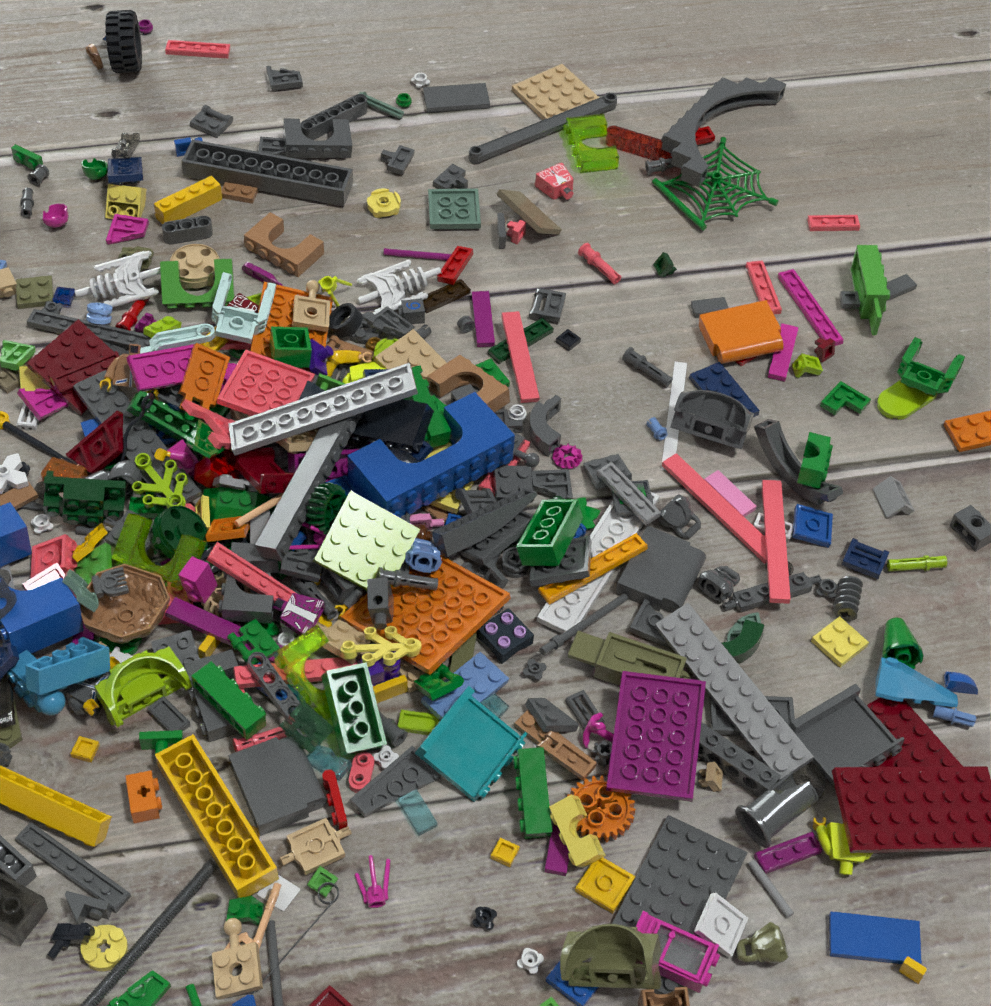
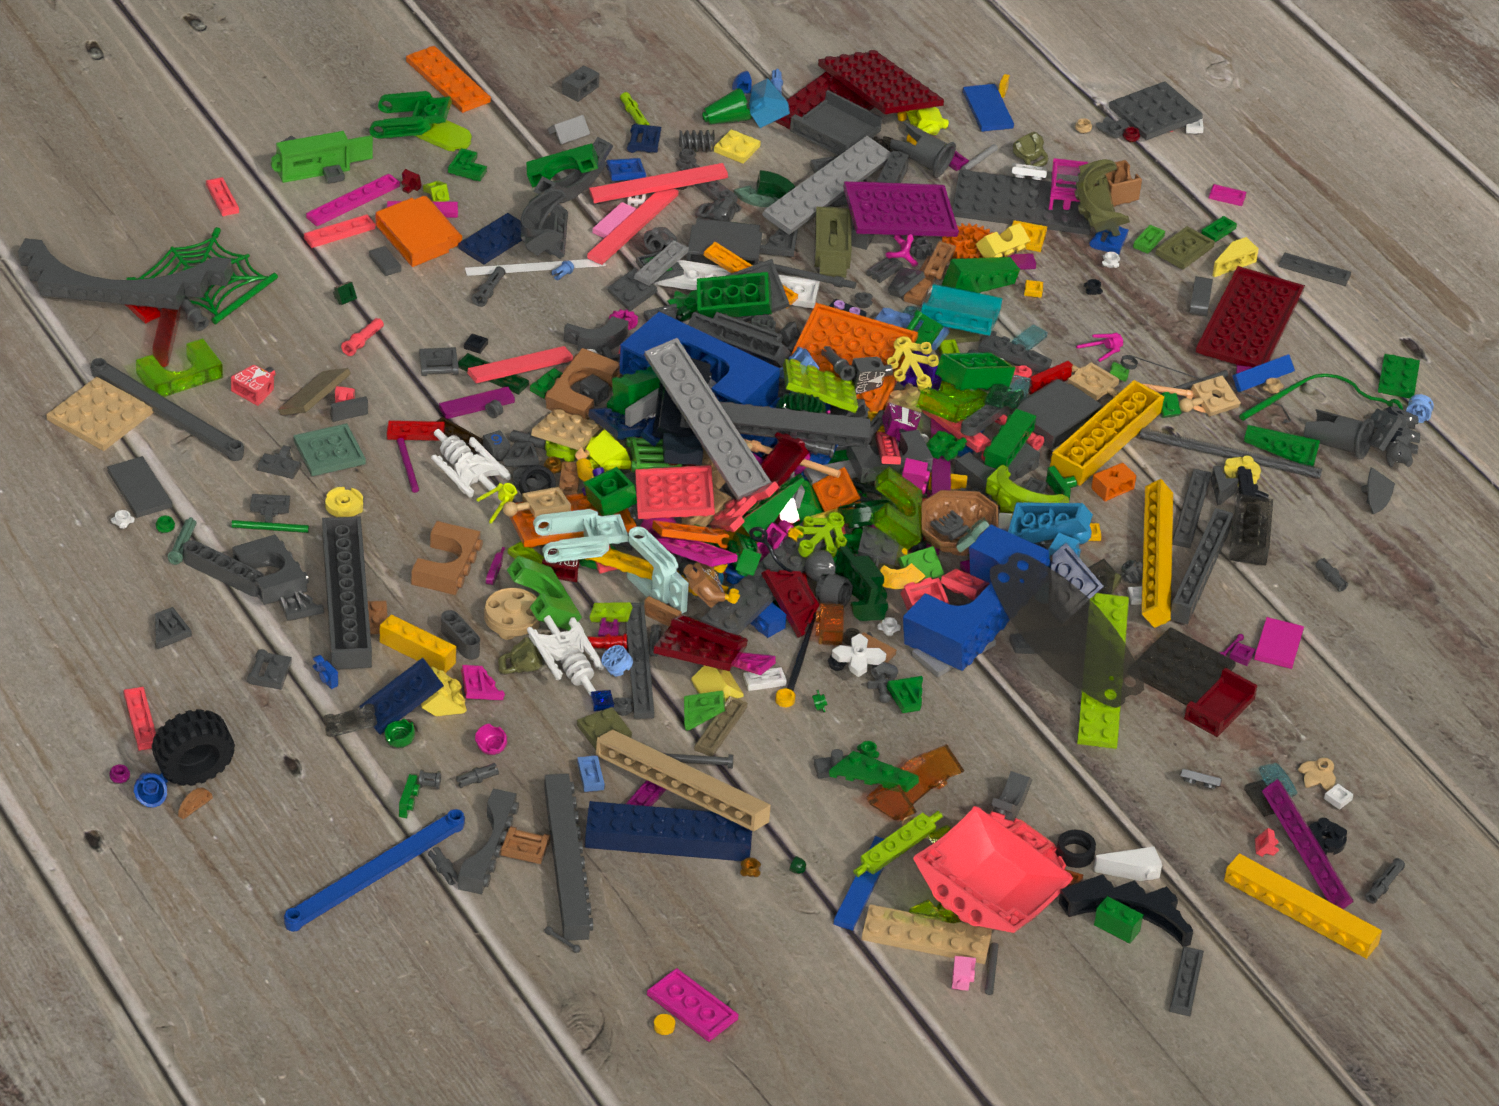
camera: 110 degrees left, 10 degrees down
(376, 158) = (270, 526): none -> green bar

